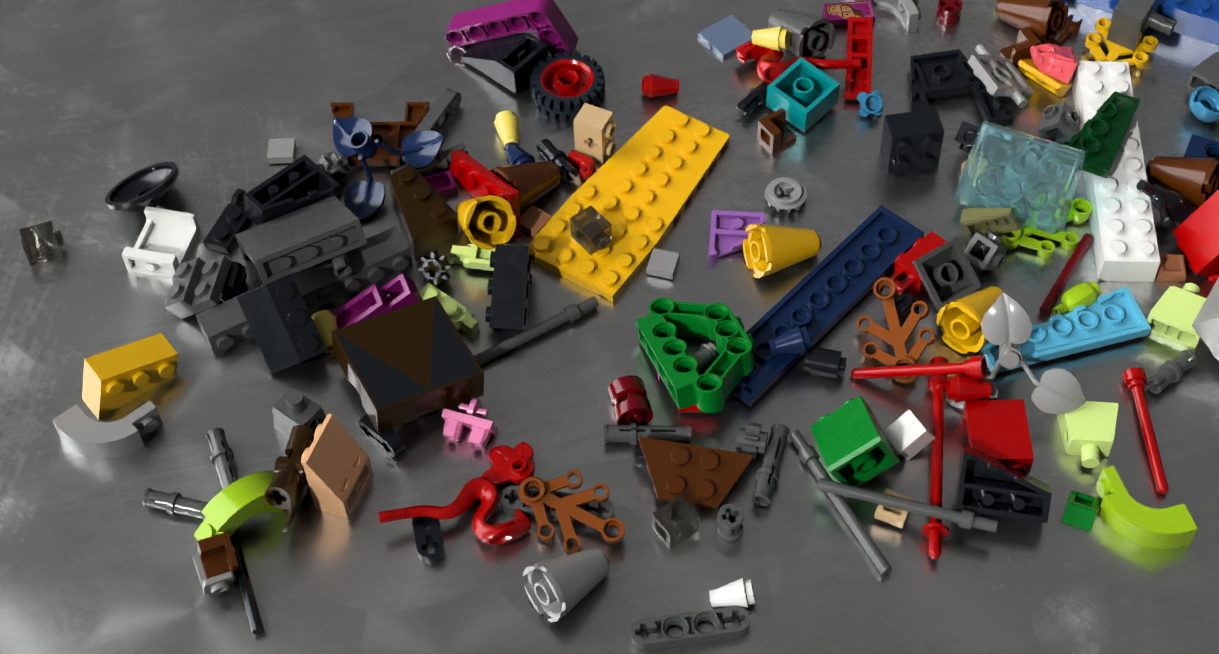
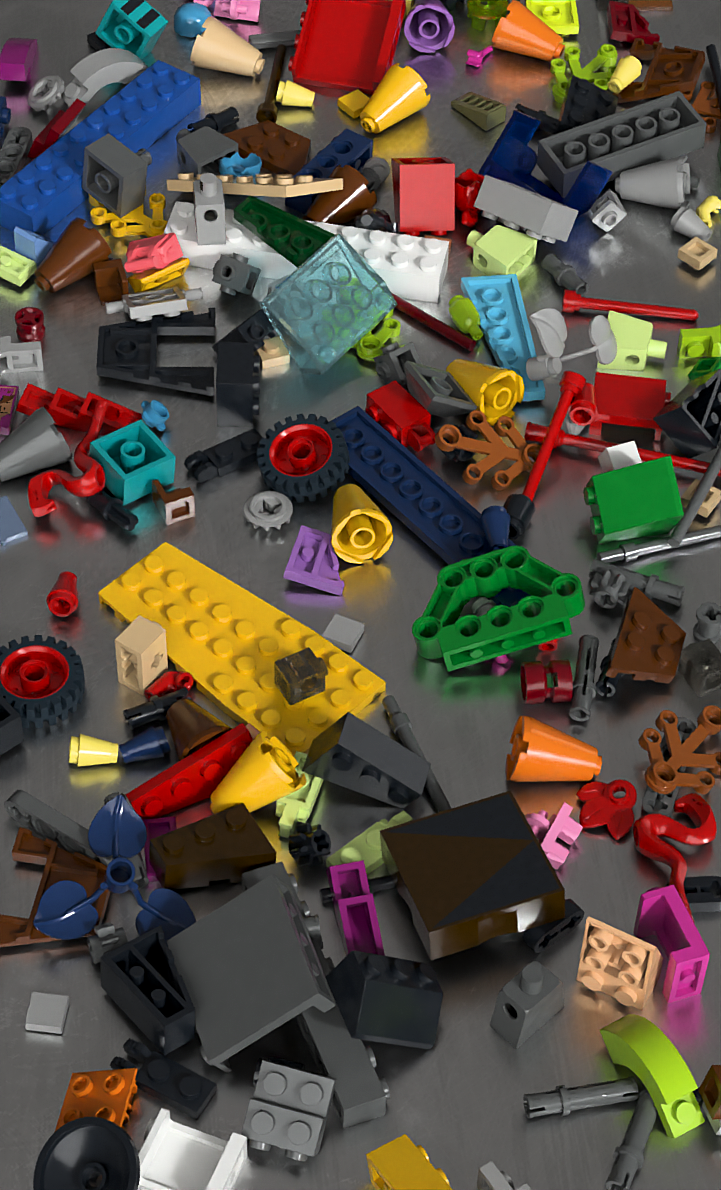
camera: 85 degrees left, 5 degrees down
(211, 187) = (100, 1095): none -> orange hinge
(289, 481) = (625, 996): dark brown panel -> none
(359, 514) = (666, 917): none -> dark pink panel
(547, 408) = (549, 754): none -> orange cone
(772, 38) = (45, 464): light yellow cone -> none
(842, 160) = (224, 456): none -> black hinge
(843, 201) = (303, 457): none -> wheel
(984, 220) = (360, 354): olive slope -> none
(1100, 72) = (207, 199): none -> light grey torso
(1165, 110) = (262, 184): none -> tan wing

